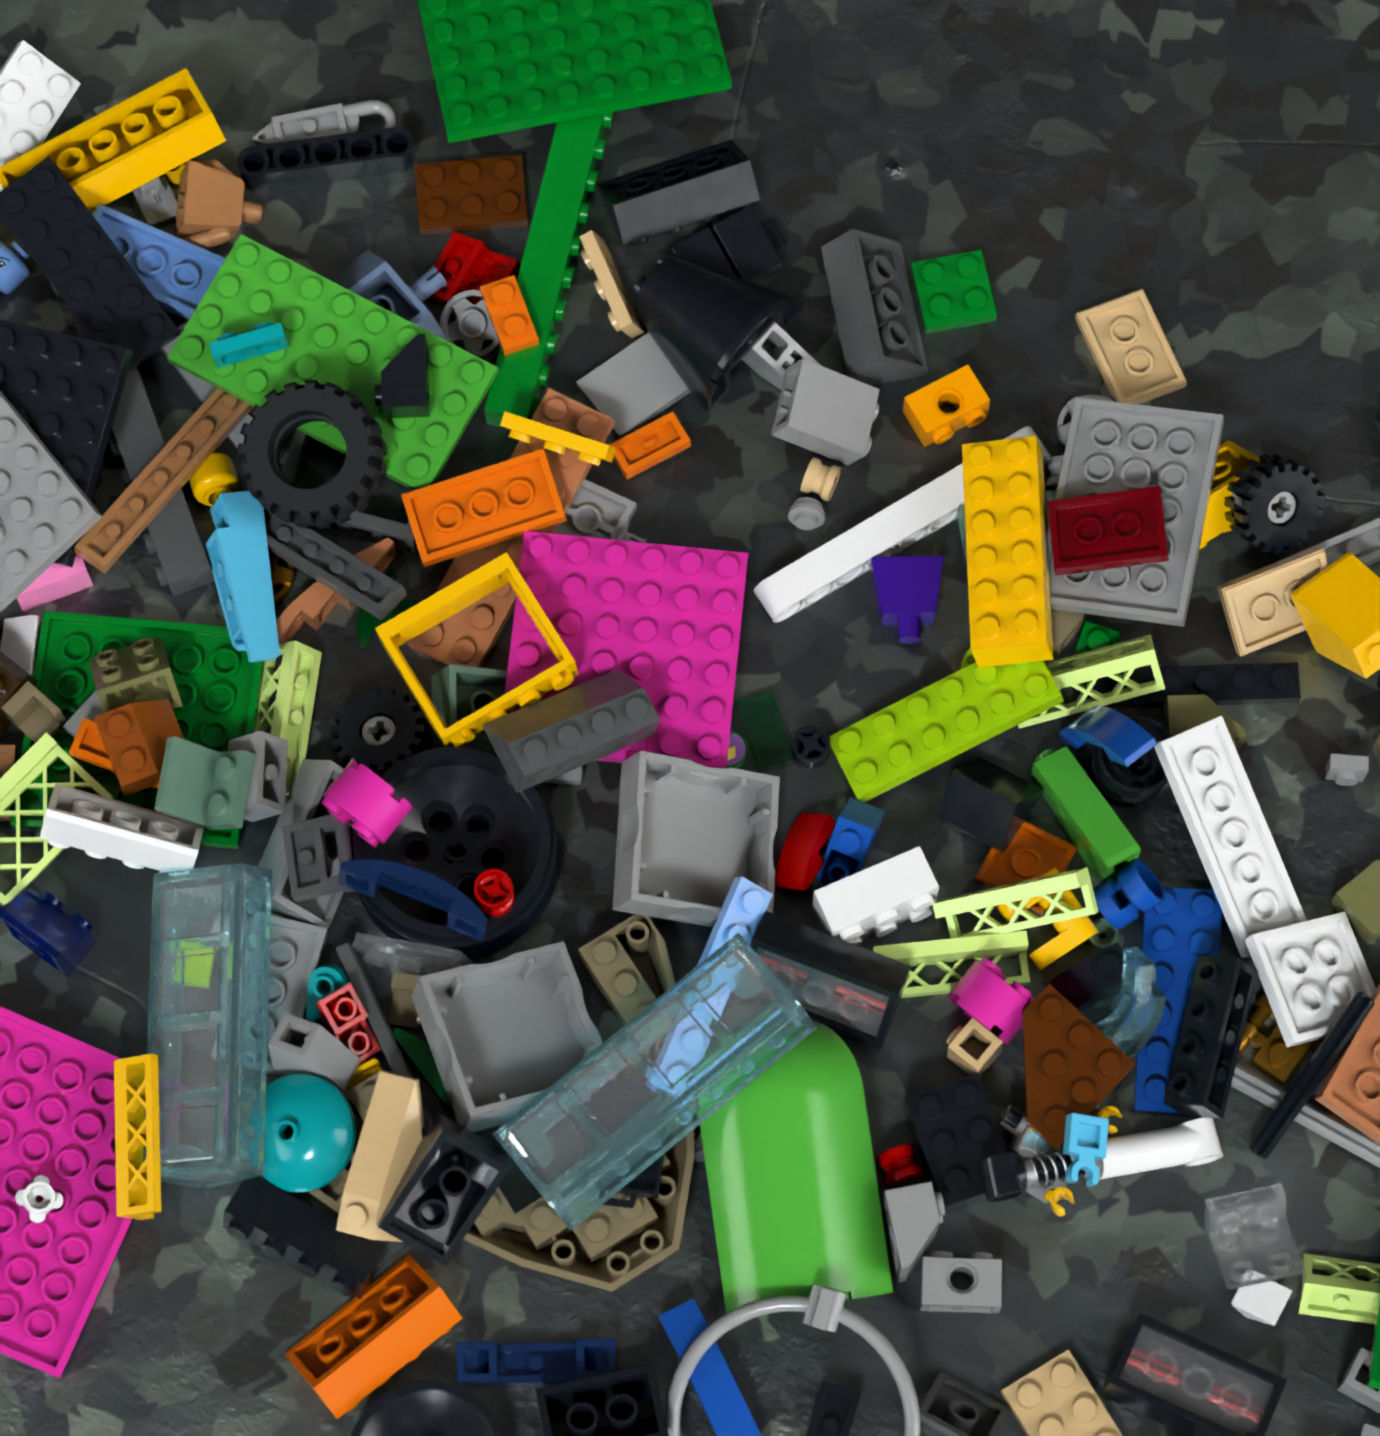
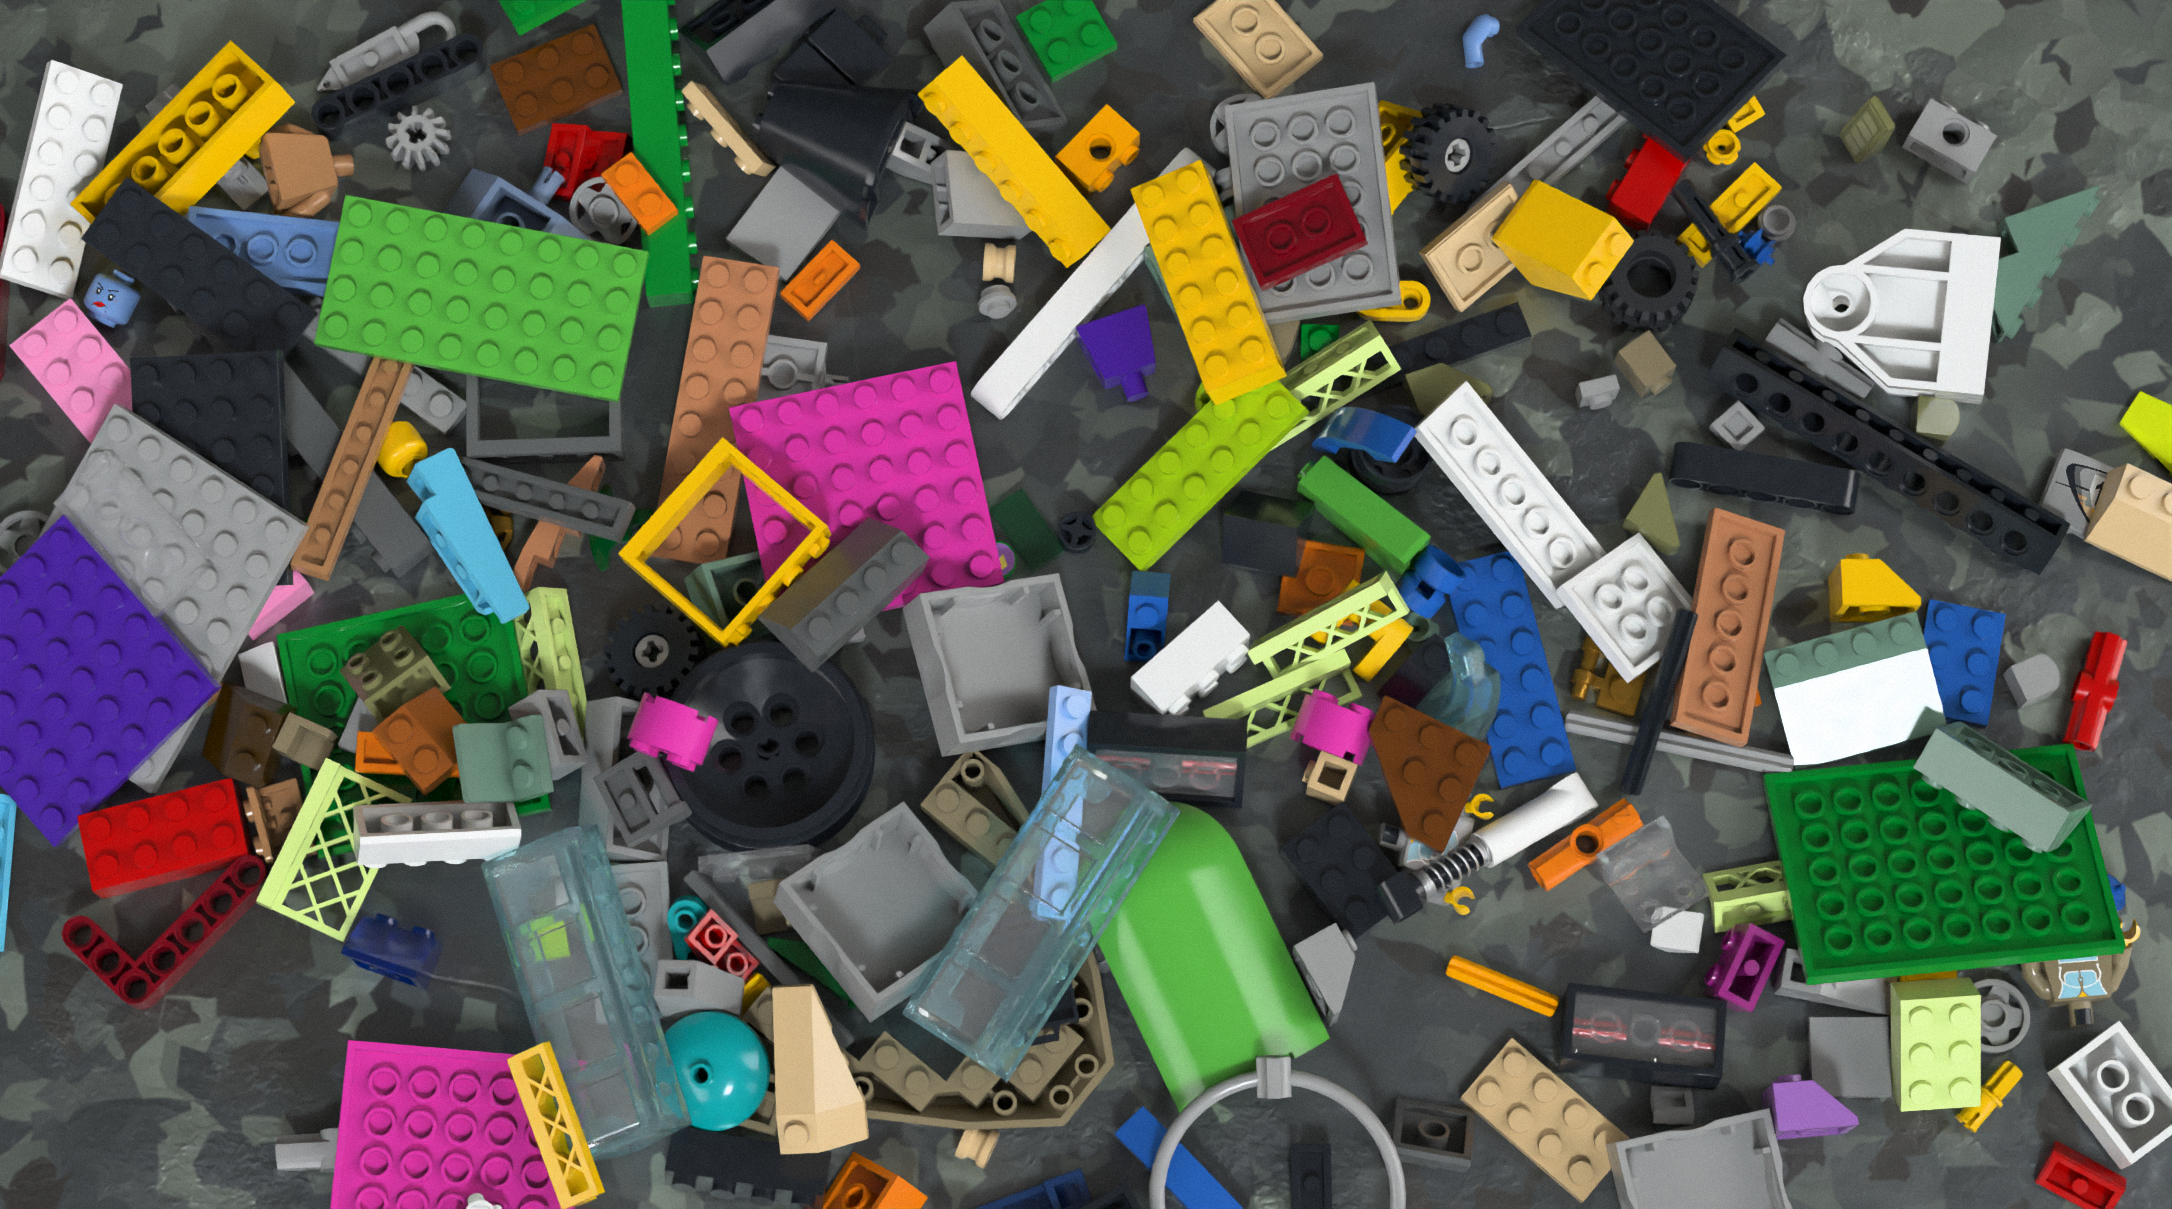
camera: 20 degrees left, 5 degrees up
(235, 348) = (406, 297): teal plate -> none
(274, 424) = (443, 393): black tyre -> none
(329, 220) = (414, 126): none -> light grey gear
(369, 874) = (749, 794): dark blue slope -> none
(406, 382) = (564, 297): black slope -> none
(444, 1189) = (873, 1081): black slope -> none
(483, 507) = (681, 396): orange plate -> none
(494, 884) = (825, 771): red wheel -> none
(526, 1285) = (977, 1146): none -> tan wheel
(557, 439) = (732, 306): yellow plate -> none
(800, 856) = (1101, 643): red slope -> none
(862, 388) = (1014, 162): none -> yellow brick
(899, 1165) = (1296, 914): red wheel -> none
(939, 1294) = (1373, 1025): light grey brick -> none
(1075, 1297) = (1502, 985): none -> light orange axle
(1085, 1141) = (1469, 835): medium azure plate -> none
(1174, 1196) = (1566, 859): none -> orange piece
(1180, 636) = (1400, 313): none -> yellow plate
(1210, 1037) = (1552, 696): black brick -> none
(1313, 1353) = (1743, 966): none -> magenta brick
(1338, 405) = (1481, 28): none -> medium blue arm

